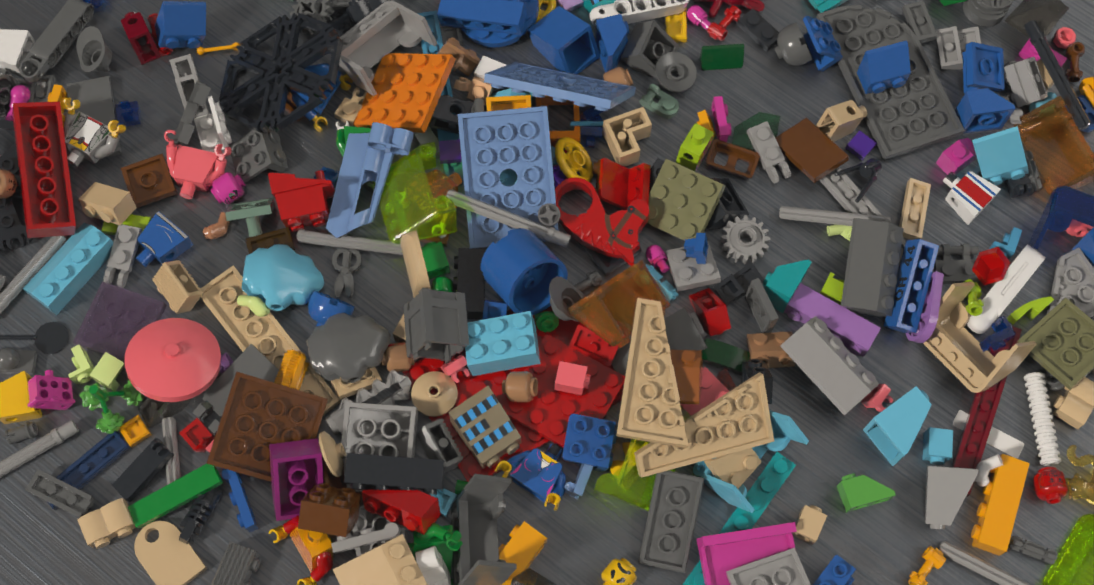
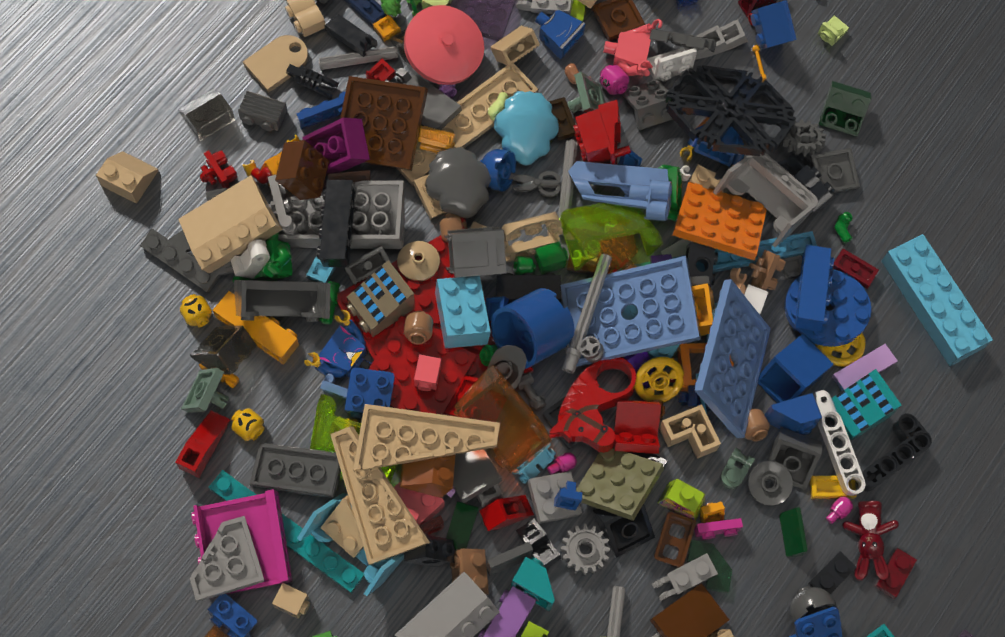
camera: 85 degrees right, 0 degrees up
(174, 495) = (326, 58): green tile -> none
(332, 453) = (357, 169): tan dish -> none
(336, 418) = (416, 201): light grey sword -> none
(406, 507) = (306, 231): red slope -> none
(455, 365) = (439, 272): coral tile -> none
(719, 31) = (825, 529): red bar -> none

